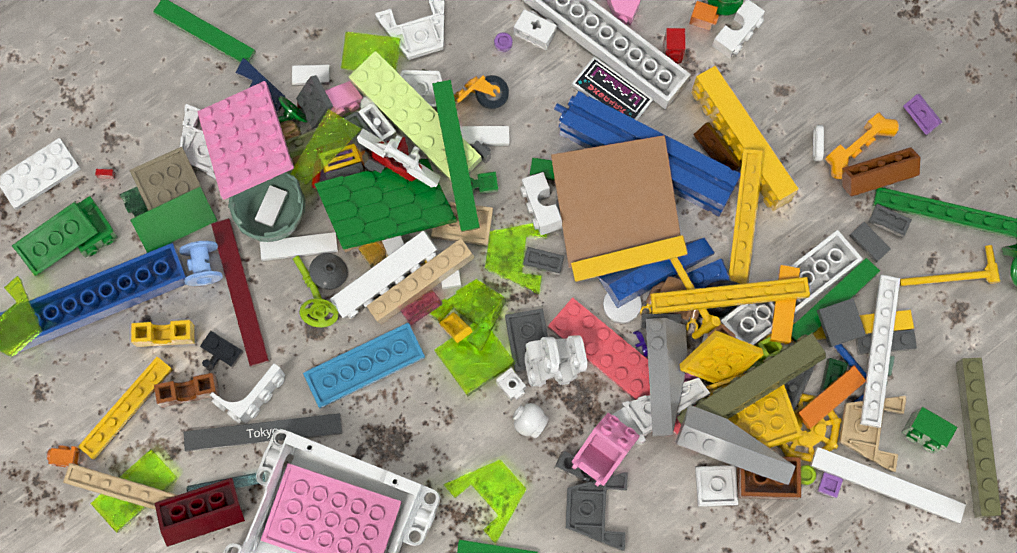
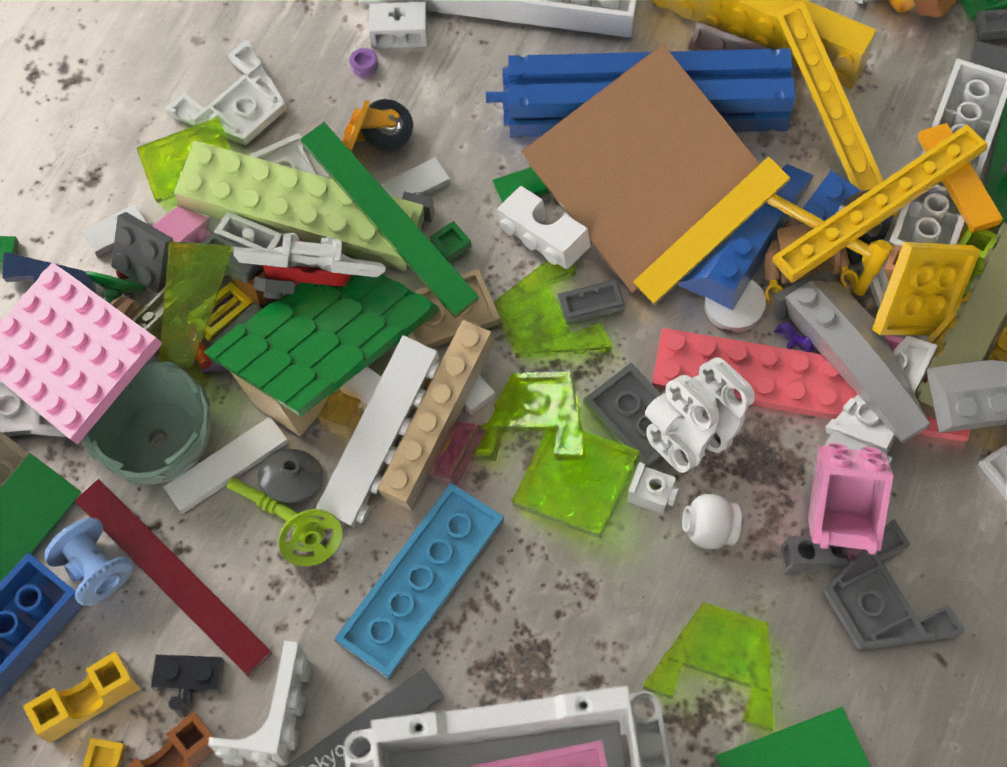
camera: 25 degrees left, 10 degrees down
(271, 206) = (154, 427): white tile -> none
(455, 327) = (525, 451): yellow plate -> none
(612, 89) = (541, 39): tile -> none

